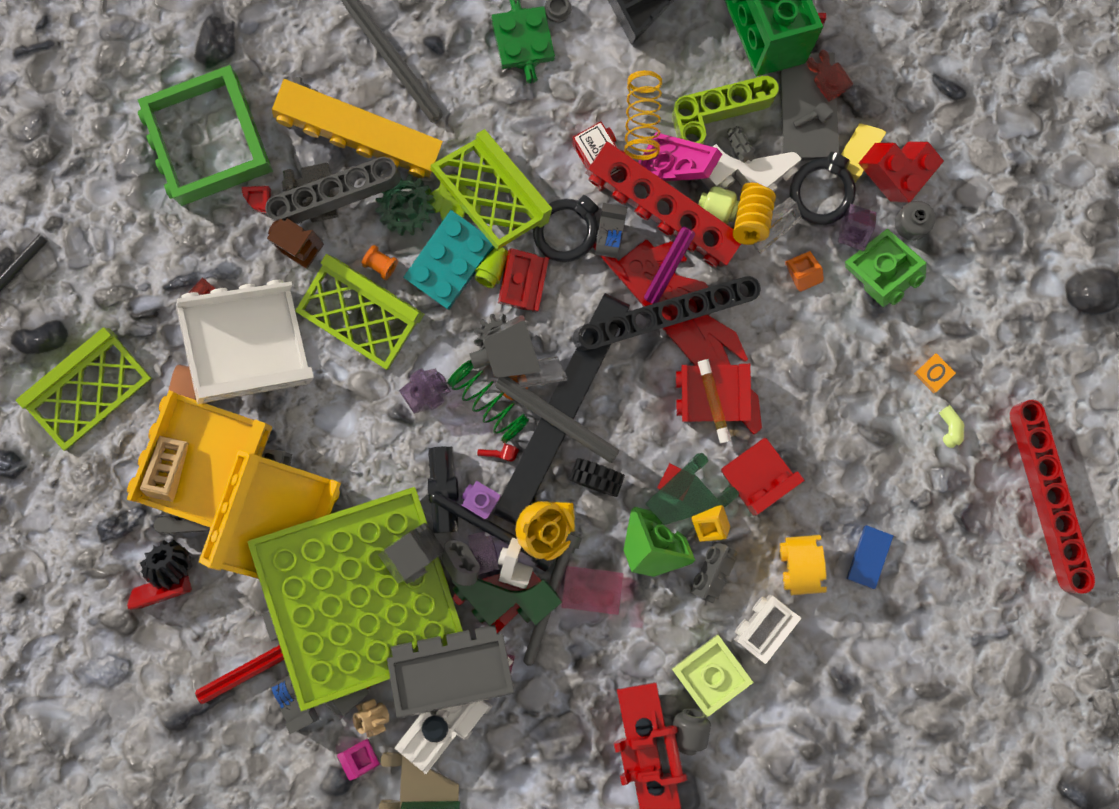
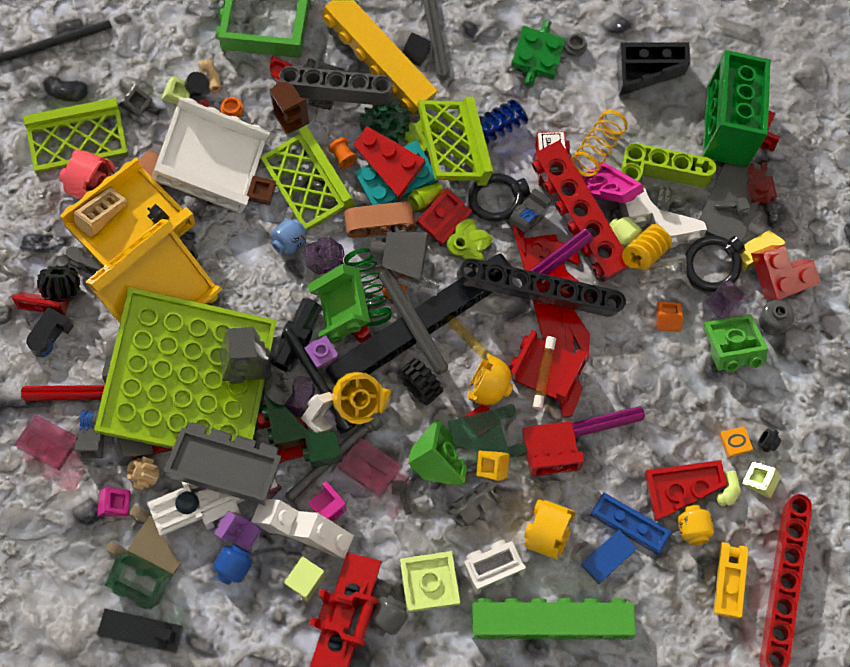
camera: 20 degrees right, 15 degrees down
(124, 314) = (135, 101): none -> dark grey slope
(124, 431) = (84, 173): none -> coral brick
(163, 280) = (174, 90): none -> yellowish green slope
(179, 261) = (196, 83): none -> black tile
(180, 236) = (213, 76): none -> tan arm
(184, 622) = (46, 332): none -> black leg
(228, 441) = (156, 214): none -> black plate
(233, 270) = (232, 107): none -> orange plate
(255, 736) = (46, 442): none -> clear pink plate
(317, 349) = (261, 190): none -> reddish brown plate
(376, 388) = (288, 236): none -> medium blue head
(392, 100) = (417, 49): none -> black slope
(437, 249) = (390, 160): none -> red wing
(459, 319) = (377, 219): none -> nougat beam
(473, 435) = (341, 302): none -> bright green panel
(499, 723) = (238, 529): none -> medium lavender bracket
(512, 761) = (232, 564): none -> blue head
(526, 138) = (502, 118): none -> clear blue piece
(562, 689) = (304, 527): none -> white arch
(566, 292) = (472, 240): none -> lime plate
(570, 651) = (328, 503): none -> dark pink panel
(591, 739) = (305, 578): none -> yellowish green panel
(620, 400) = (467, 336): none -> clear yellow bar
(631, 595) = (399, 487): none -> clear smoke hand
(667, 441) = (490, 382): none -> yellow cylinder
(801, 417) = (608, 421): none -> magenta axle
(850, 651) = (553, 619): none -> bright green brick
(873, 511) = (631, 523): none -> blue tile
(904, 449) = (682, 485): none -> red wing
(938, 482) = (696, 525): none -> yellow head
(967, 355) = (769, 440): none -> black plate
(977, 399) = (762, 479): none -> yellowish green slope
(997, 520) = (730, 581): none -> yellow plate

